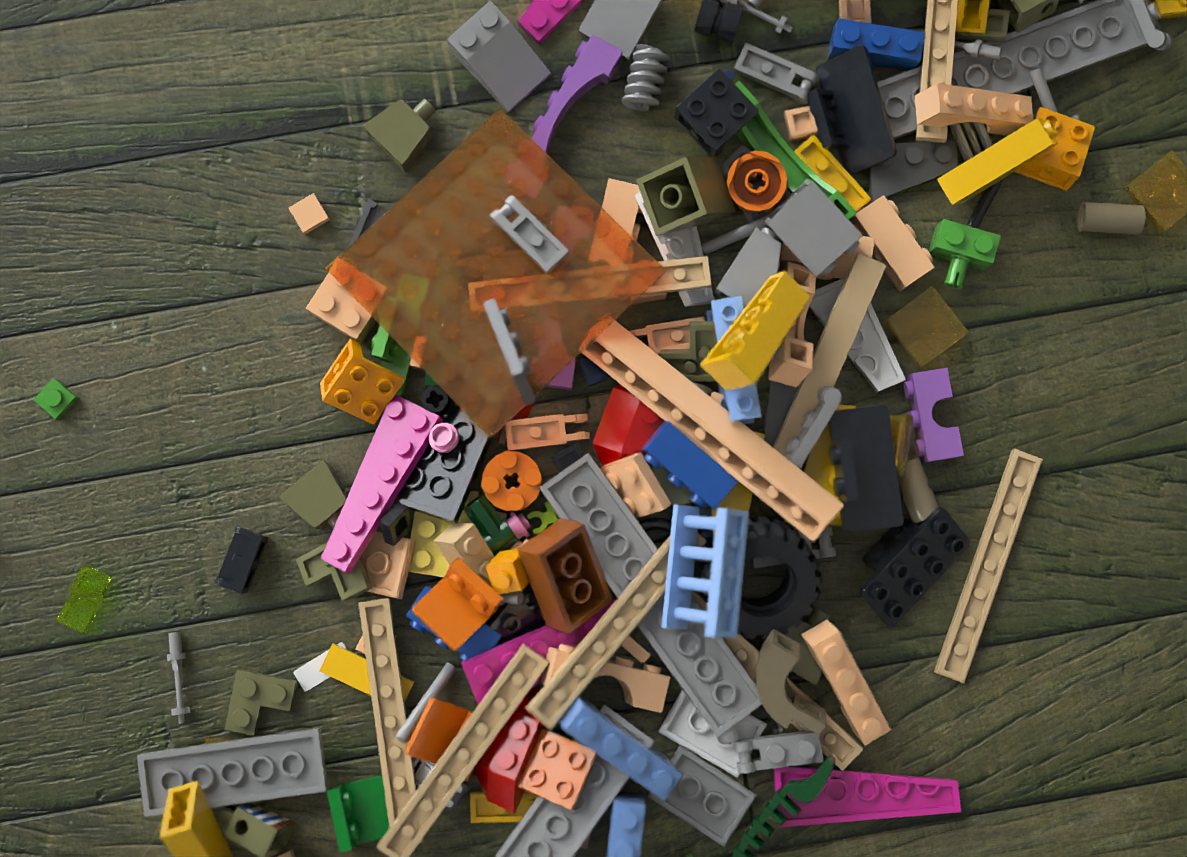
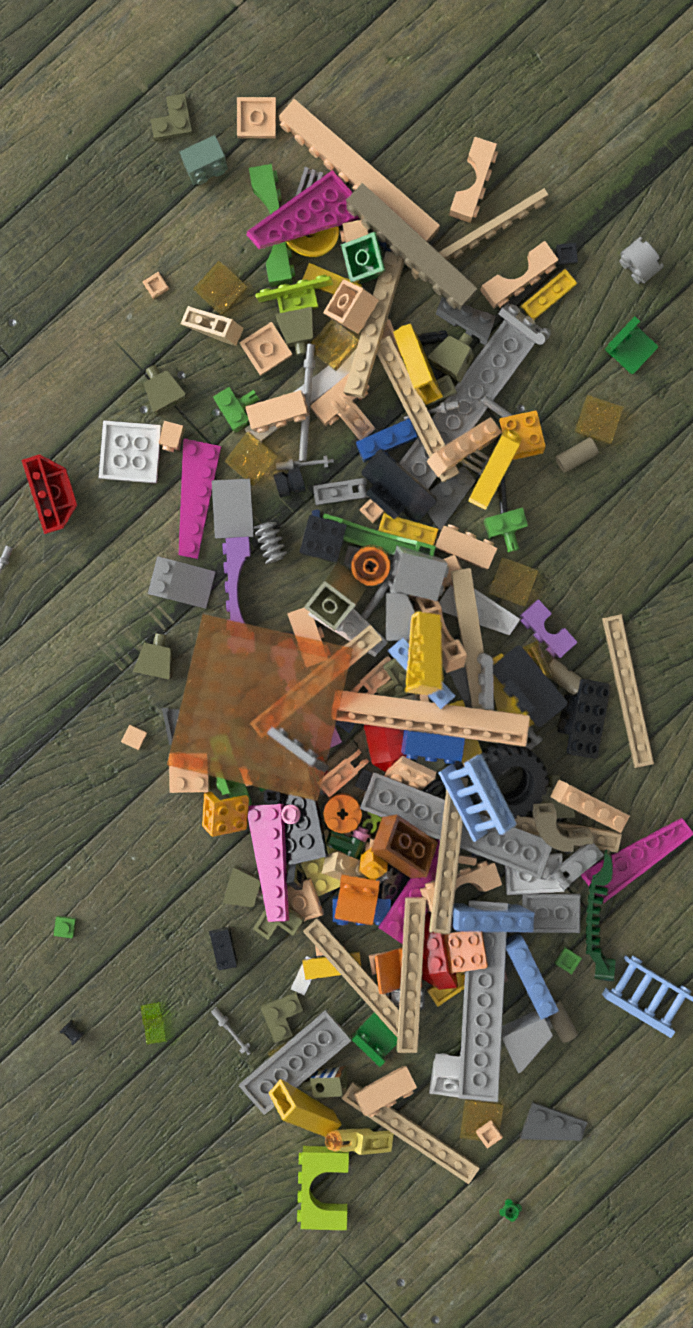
camera: 30 degrees left, 5 degrees up
(433, 691) = (373, 952): light grey bar -> none
(530, 235) = (267, 677): light grey plate -> none

